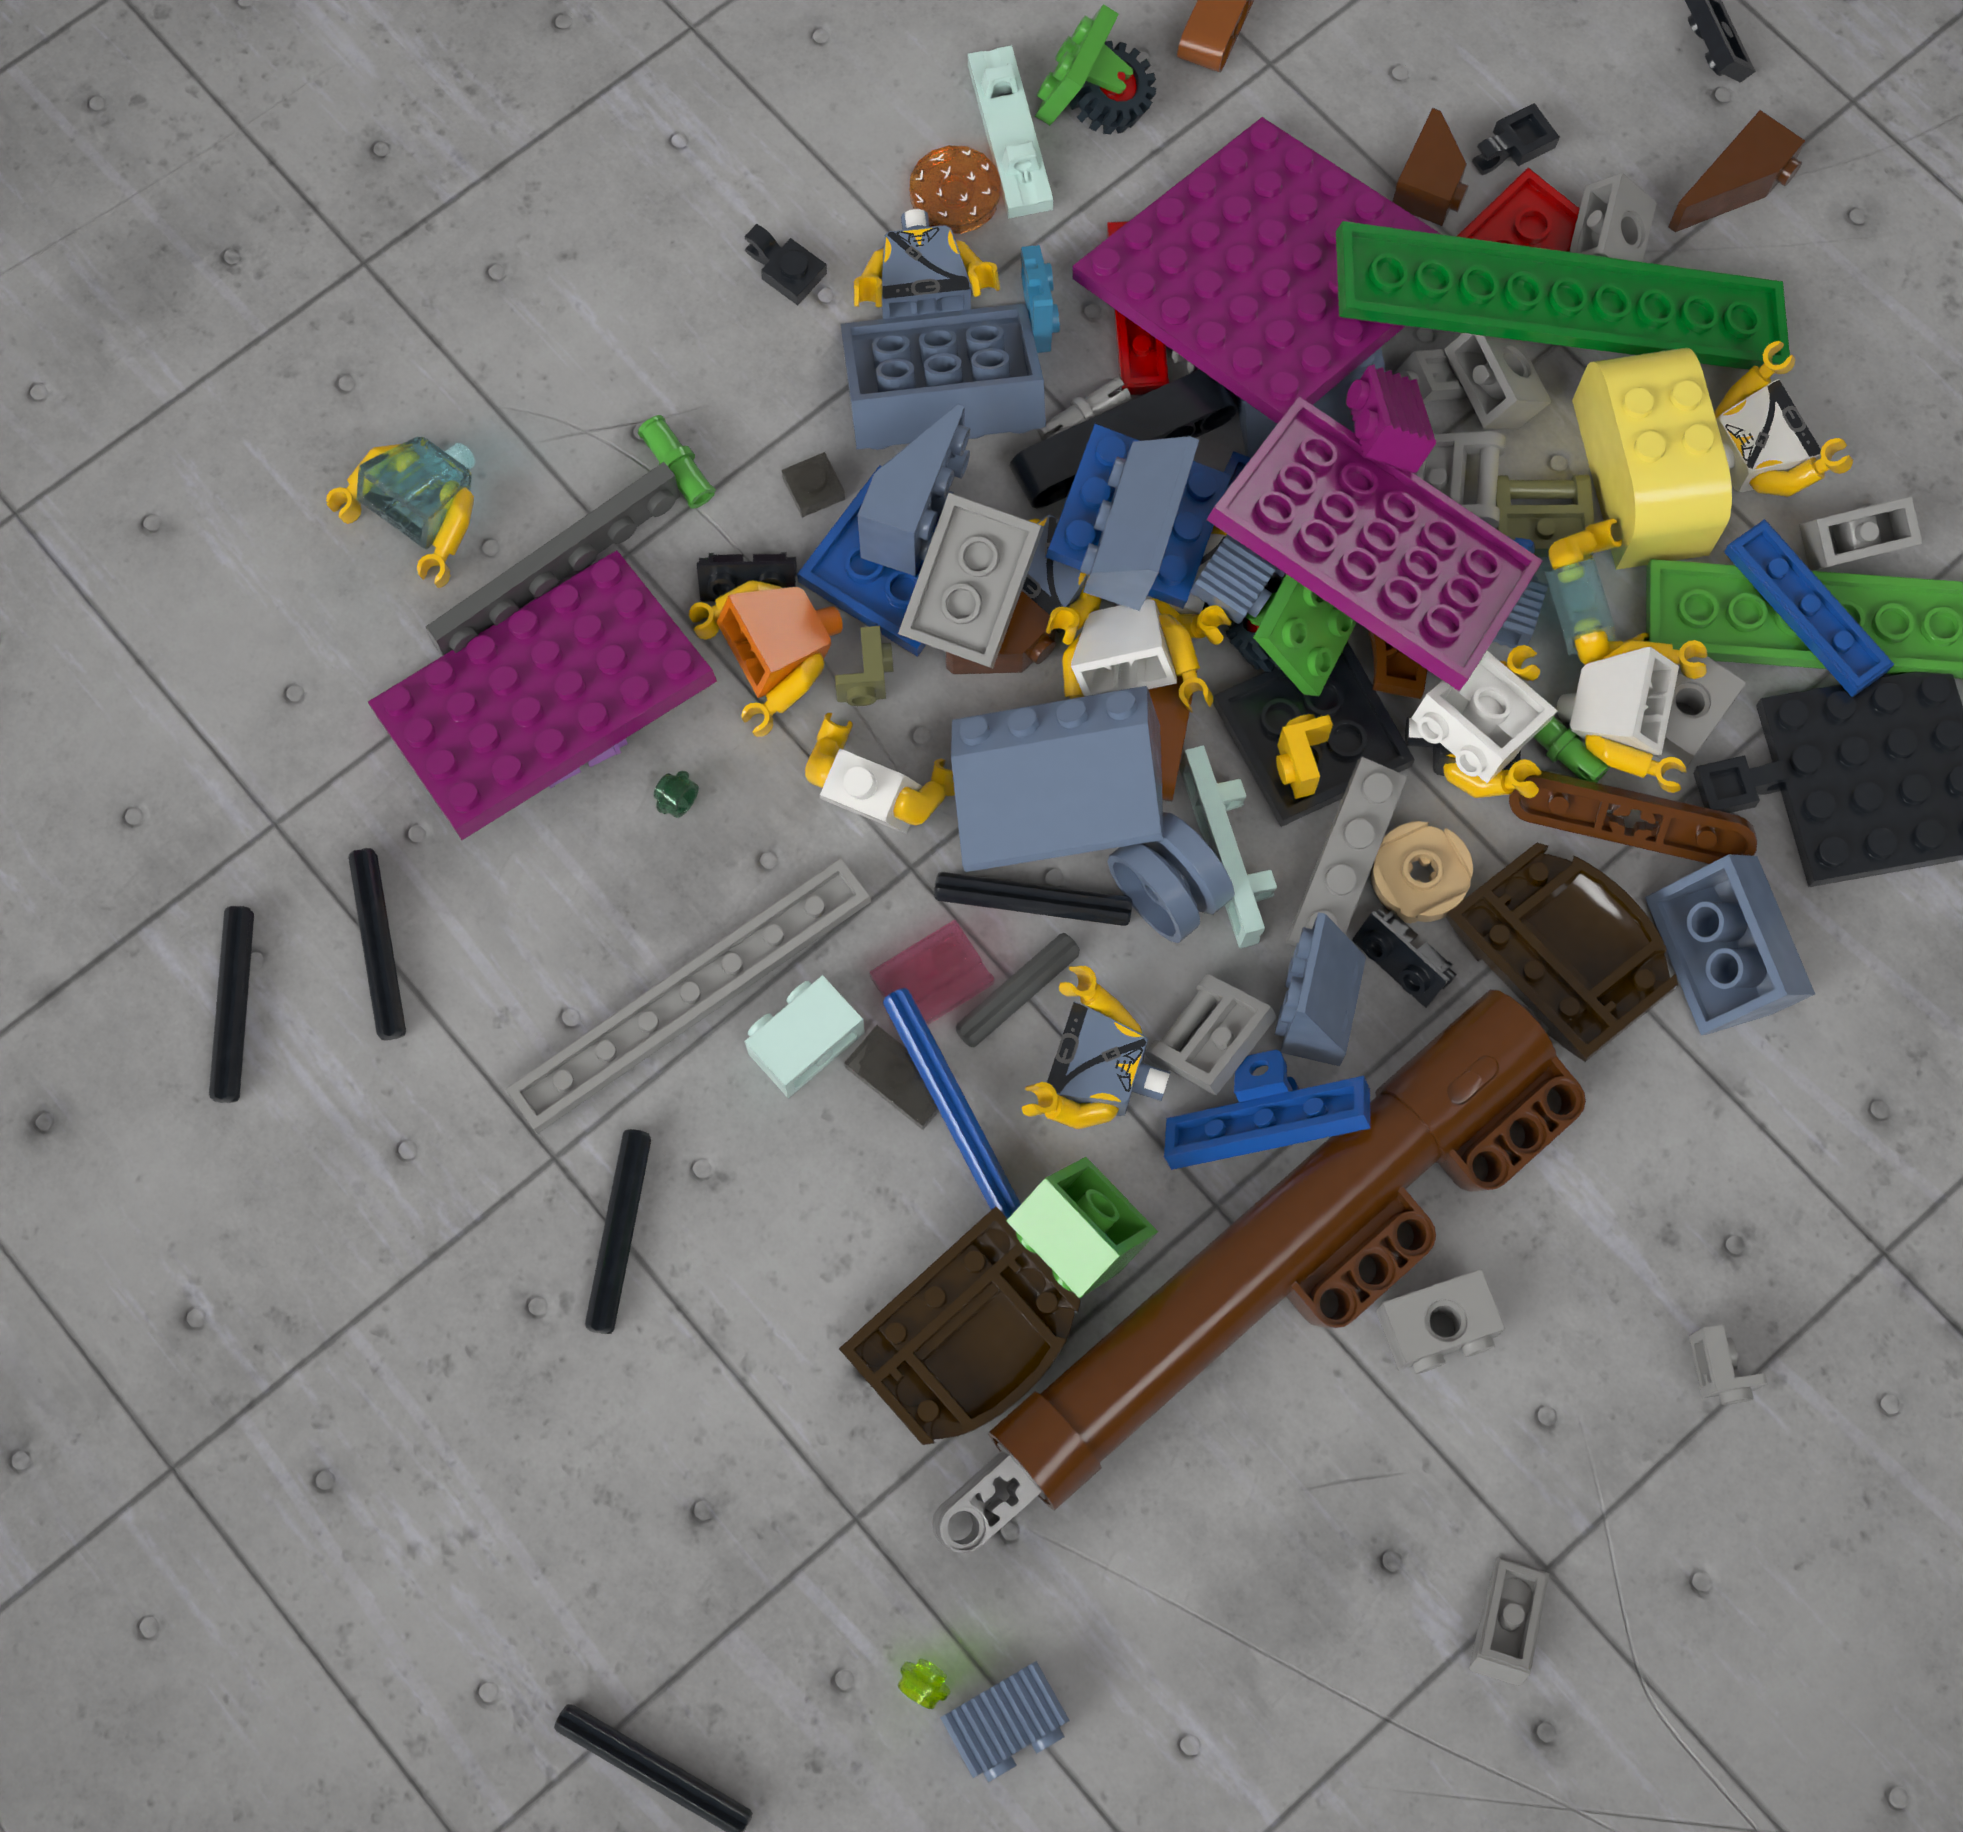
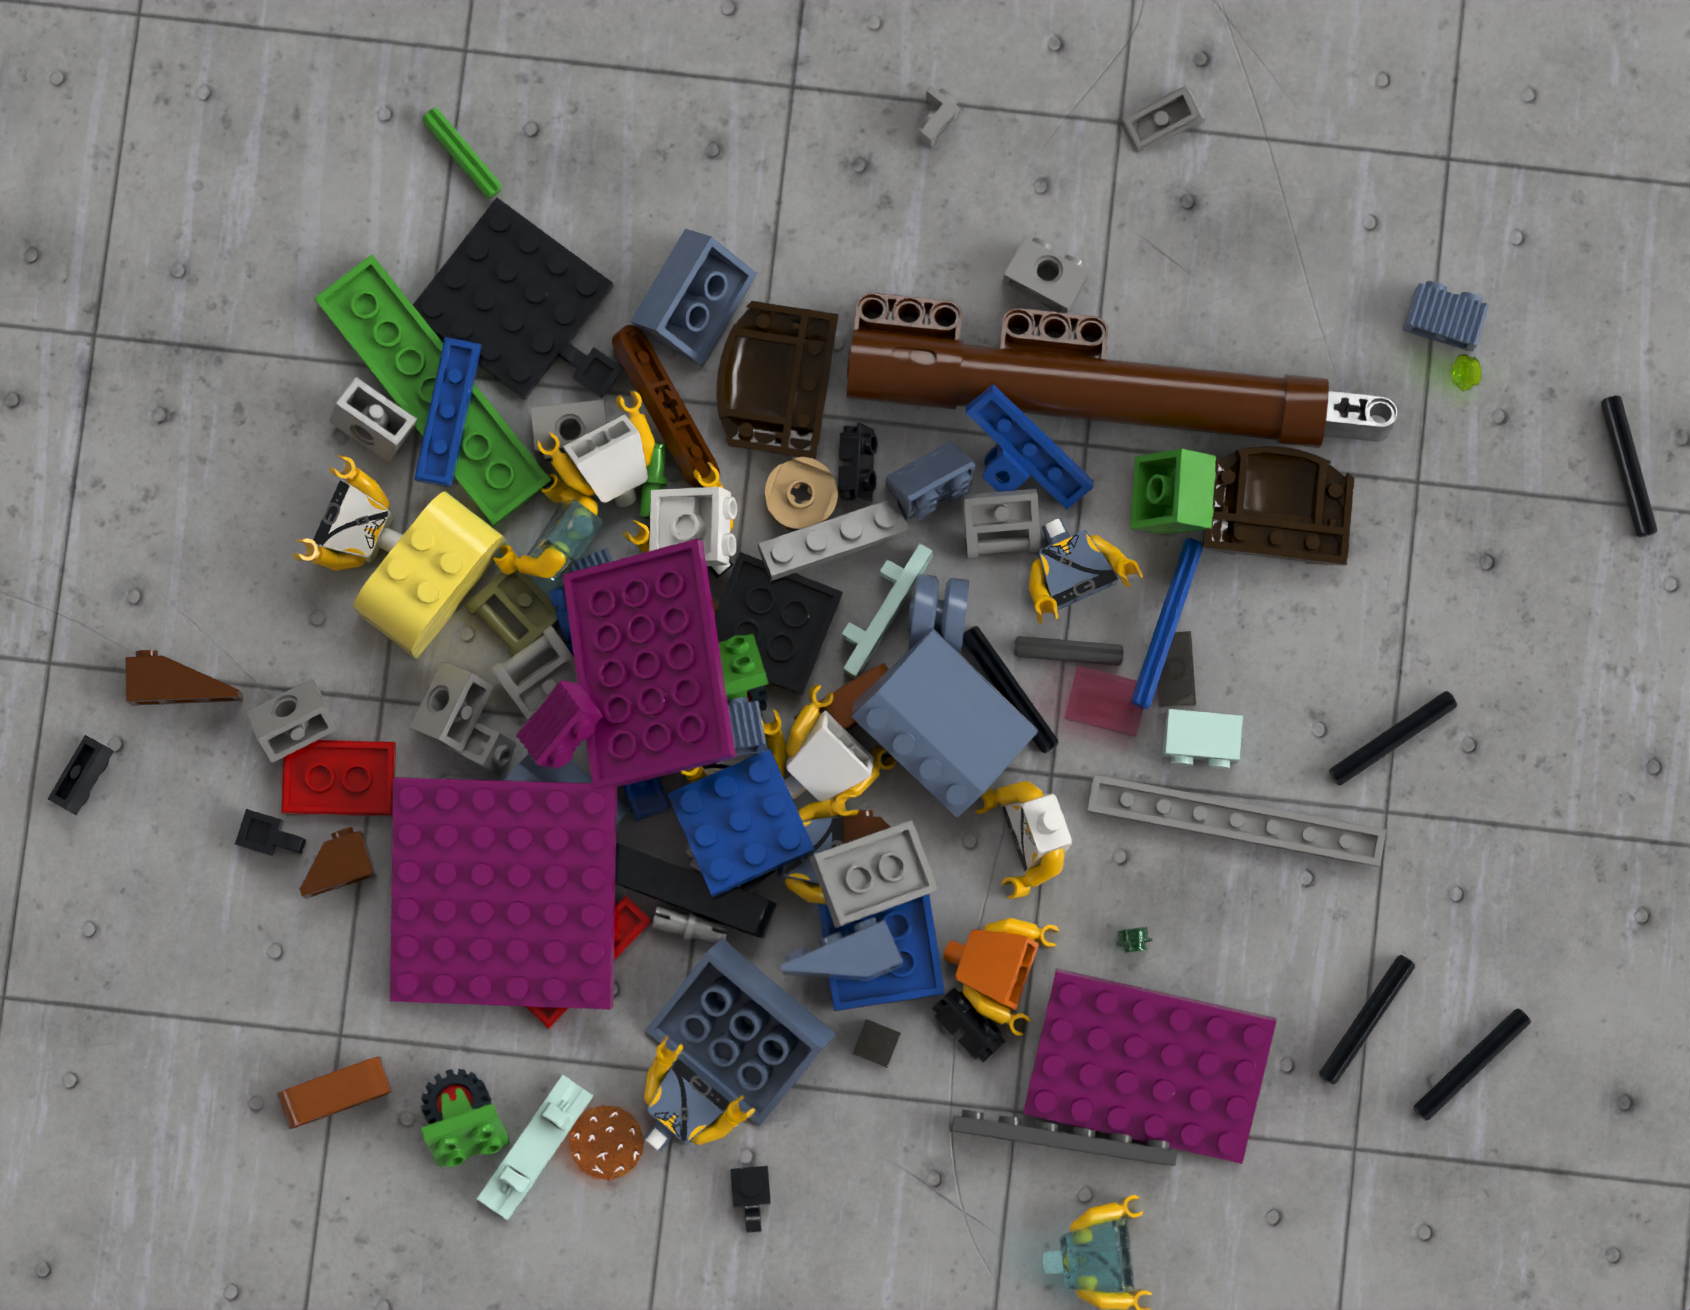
camera: 135 degrees left, 10 degrees up
(679, 460) = (937, 1133): bright green pin -> none
(867, 687) = (953, 900): olive bracket -> none
(1037, 288) = (648, 1007): dark azure wing -> none
(1138, 520) = (761, 802): sand blue slope -> none
(1296, 760) = (808, 608): yellow bracket -> none
(1556, 296) = (378, 703): green plate -> none

